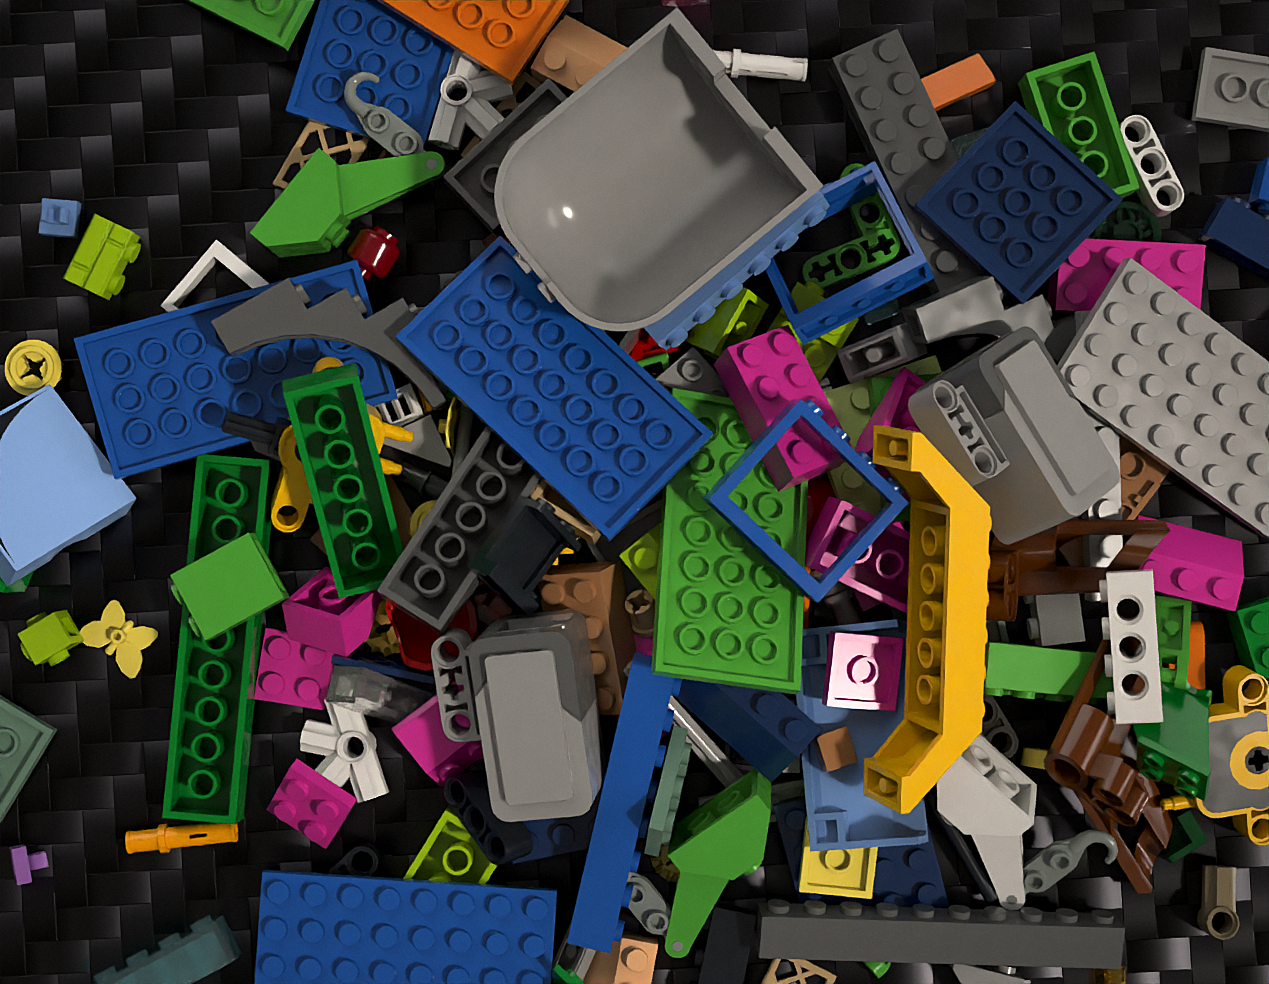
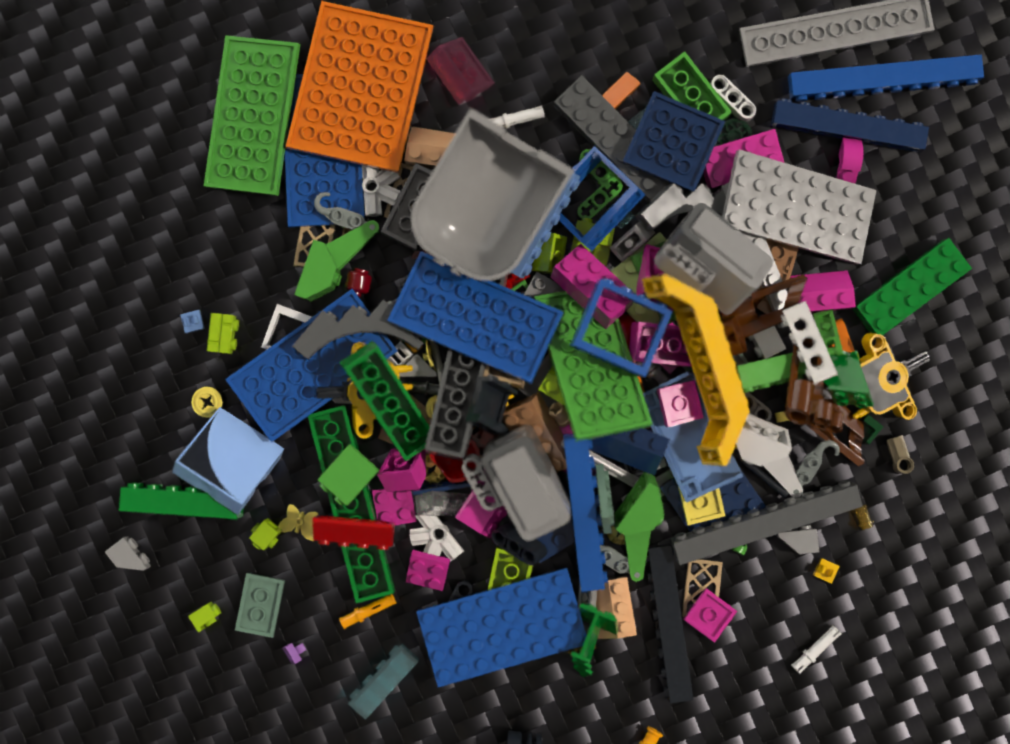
camera: 15 degrees left, 0 degrees up
(200, 688) = (353, 530): none -> red slope
(834, 749) = (680, 447): medium nougat slope -> none

